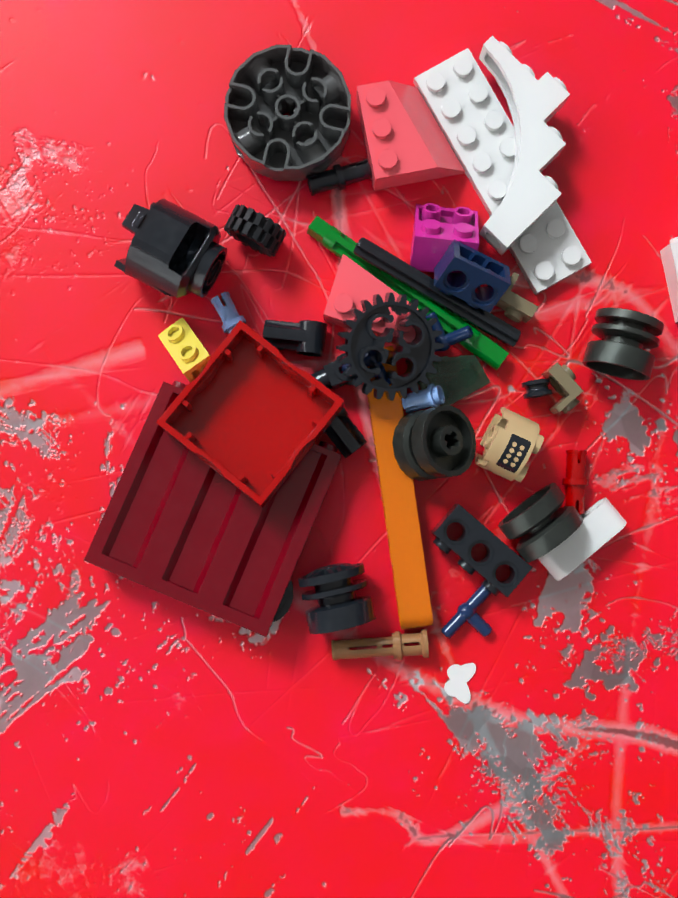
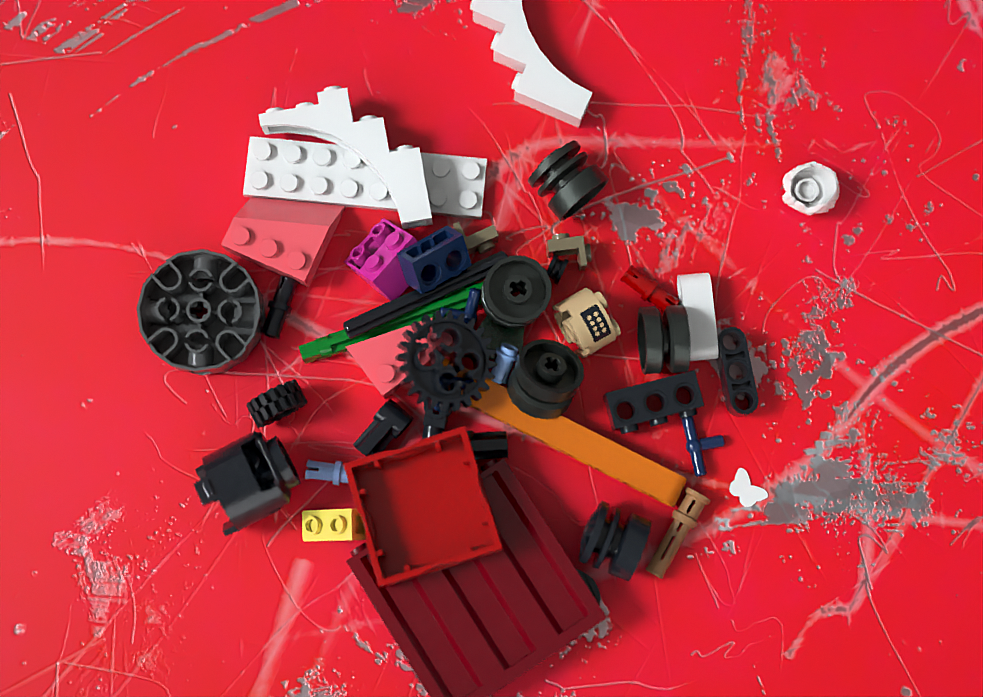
camera: 60 degrees left, 5 degrees down
(511, 360) = (519, 274): none -> pearl dark grey wheel
(571, 601) = (730, 386): none -> black beam

